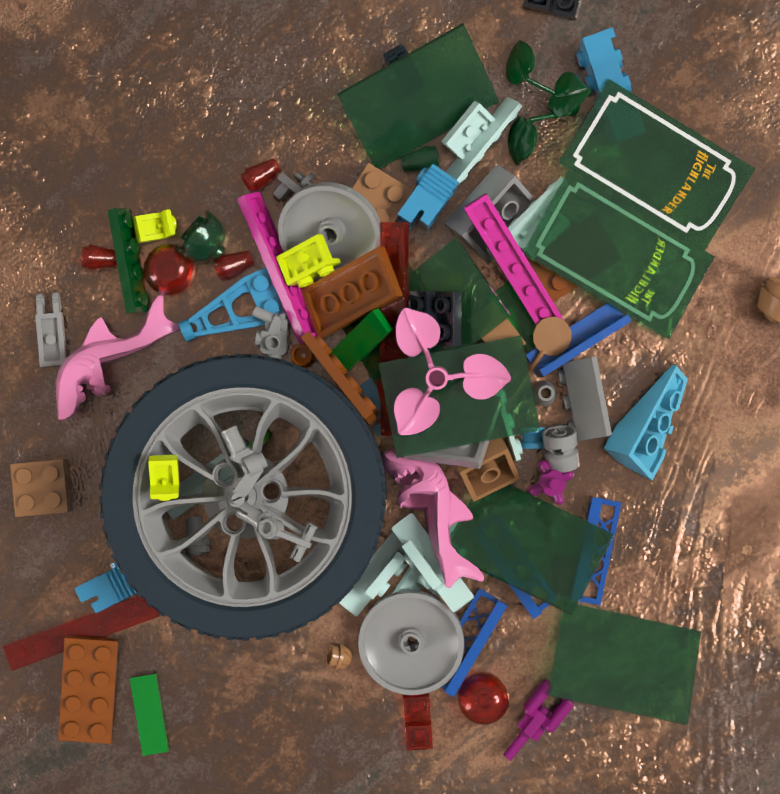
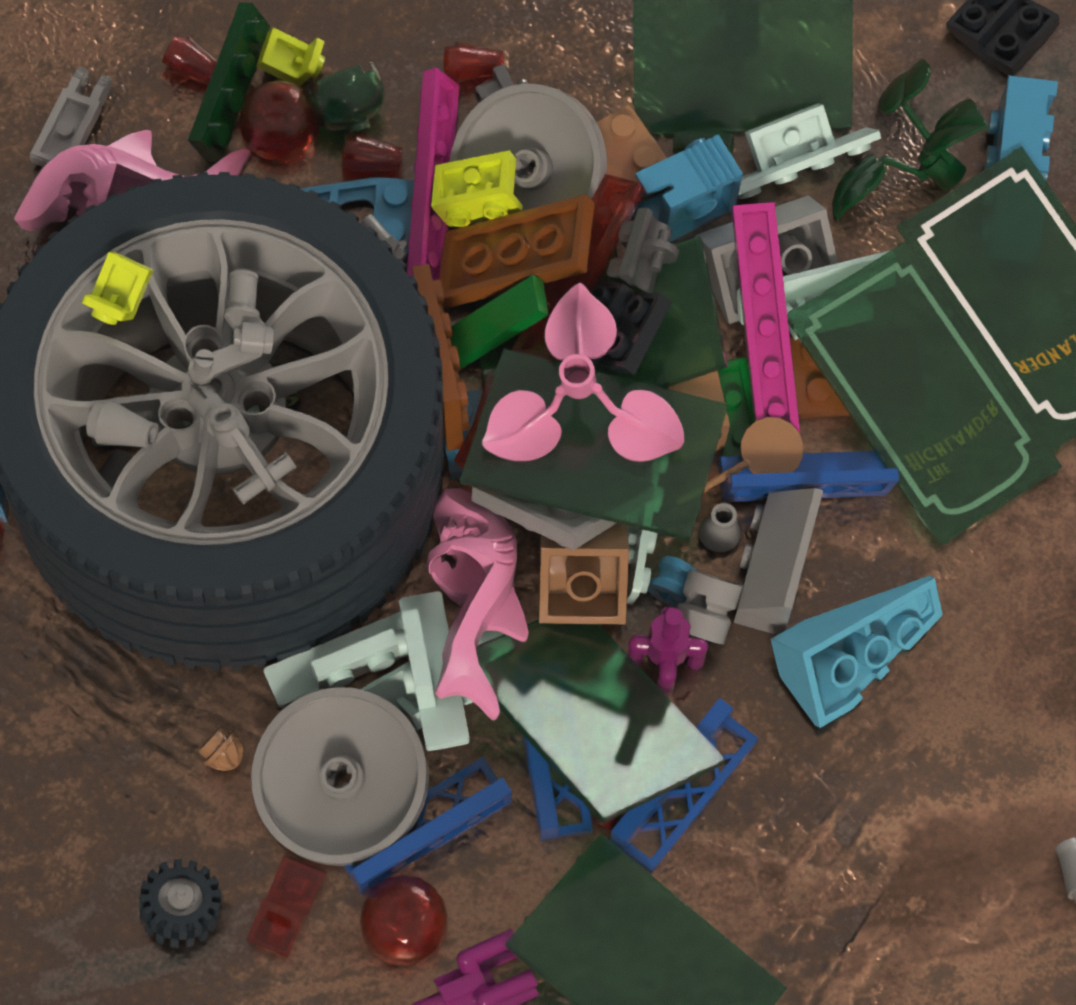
camera: 25 degrees right, 20 degrees down
(207, 552) = (119, 426): none -> light grey cone
(362, 751) = (180, 903): none -> black wheel
(429, 264) = (646, 251): none -> flat silver hips

